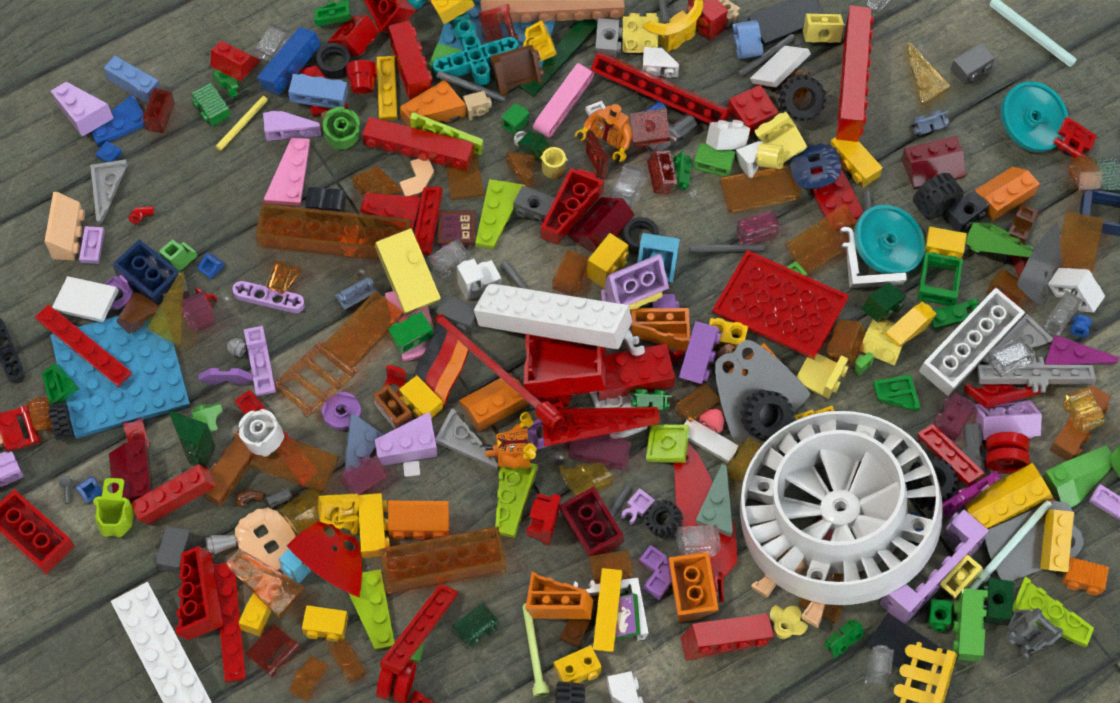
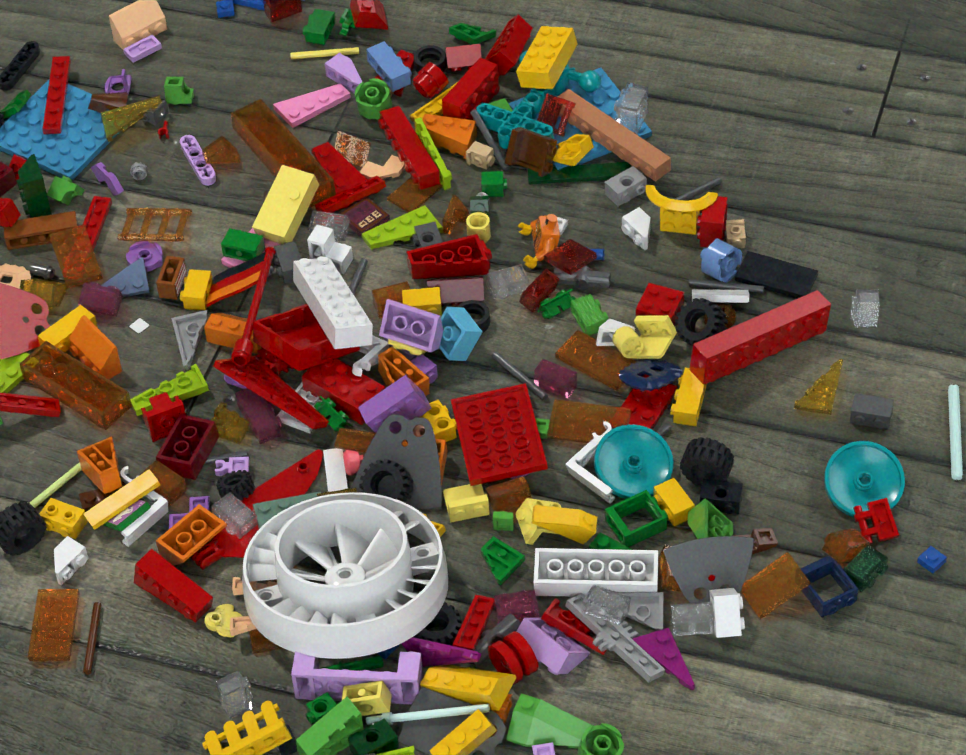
camera: 55 degrees right, 15 degrees down
(85, 299) = (96, 73): white tile -> none
(105, 183) = (198, 21): light grey wing -> none
(139, 213) = (192, 53): red arm -> none
(146, 271) = (146, 81): dark blue brick -> none
(197, 312) = (141, 129): clear pink brick -> none
(210, 265) = (192, 115): blue slope -> none
(246, 495) = (30, 255): reddish brown arm -> none
(259, 360) = (142, 190): lavender slope -> none
(260, 432) = (72, 216): white brick -> none
(271, 42) = (406, 22): clear brick -> none
(289, 60) = (403, 36): blue brick -> none
(326, 199) = (306, 133): black brick -> none
(340, 511) = (56, 300): yellow slope -> none
(356, 293) = (243, 199): sand blue hinge -> none
(363, 329) = (217, 221): clear orange plate -> none
(395, 376) = (203, 262): red bracket -> none
(408, 443) = (154, 305): lavender wedge -> none
(475, 626) = (42, 439): clear green brick -> none
(513, 446) = (200, 361): orange torso -> none
(563, 100) = (541, 199): bright pink beam -> none
(596, 155) = (509, 243): clear red plate -> none
(635, 36) = (642, 201): light yellow bracket -> none
(659, 89) = (613, 243): red brick -> none
(668, 443) = (305, 448): lime tile -> none
(727, 135) = (614, 302): white brick -> none
(823, 28) = (783, 291): light yellow brick -> none
(851, 631) = (246, 665): green hinge -> none
(884, 302) = (570, 493): dark green brick -> none
(897, 637) = (279, 692): black tile -> none
(922, 124) = (789, 423): sand blue hinge -> none
(932, 159) = (751, 446): dark red slope -> none
(1008, 191) = (769, 512): orange slope -> none
(1069, 439) = (600, 695): dark orange brick -> none
(1080, 325) = (695, 638): blue wheel -> none
(1084, 410) = (603, 680): clear yellow brick -> none

